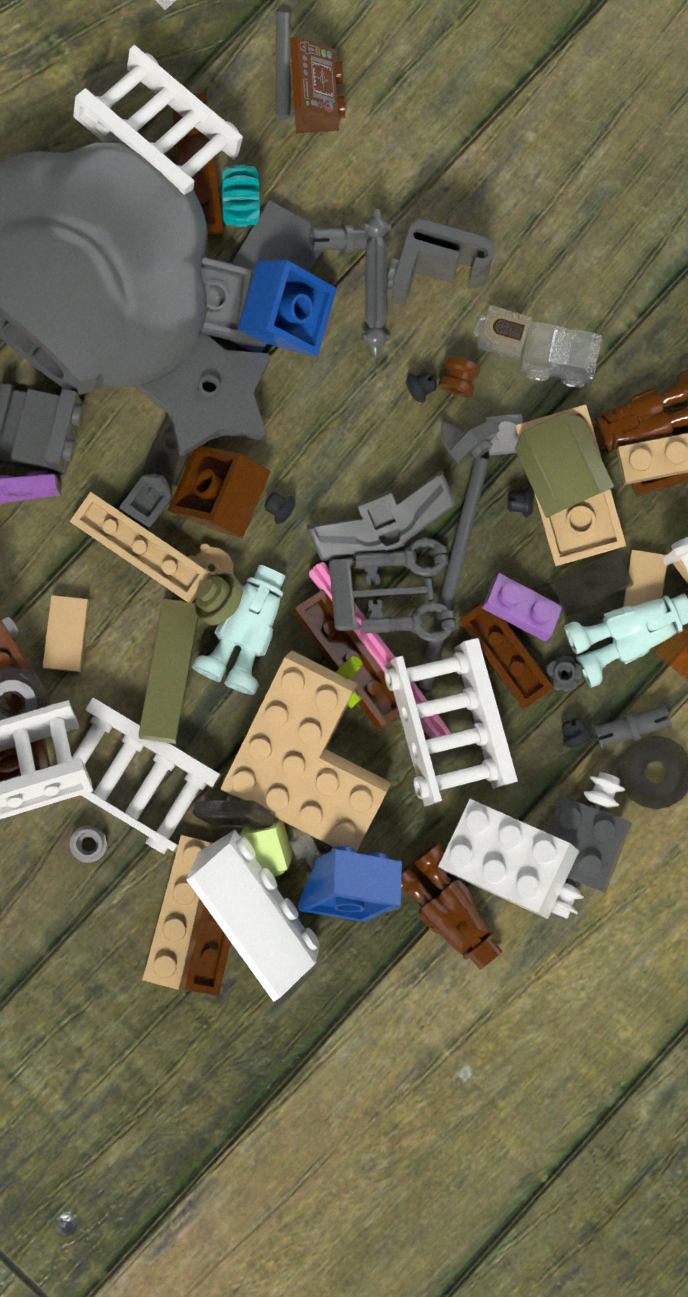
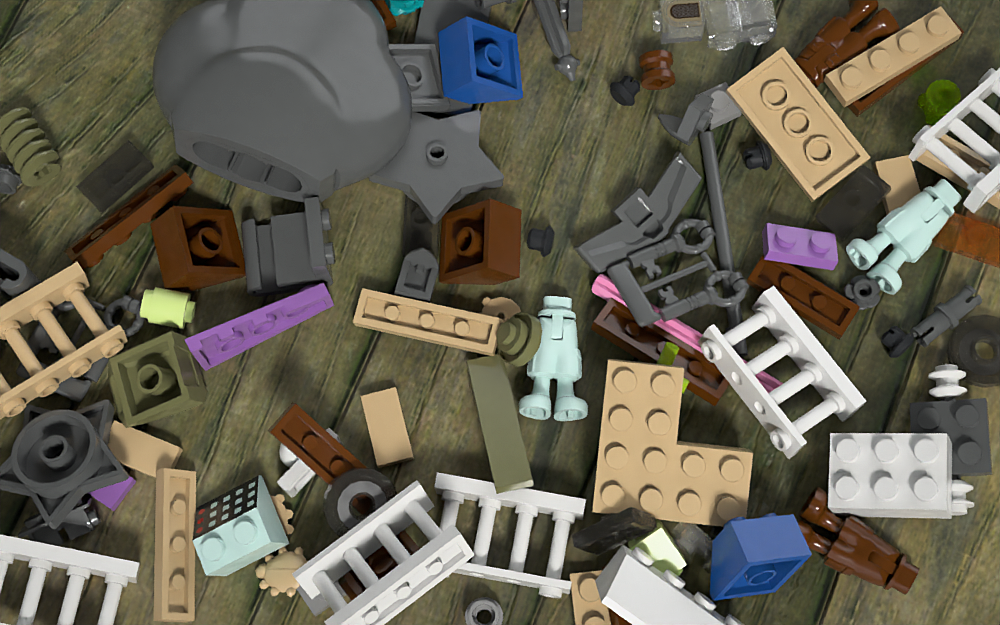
camera: 15 degrees left, 10 degrees down
(562, 463) = (784, 104): olive slope -> none

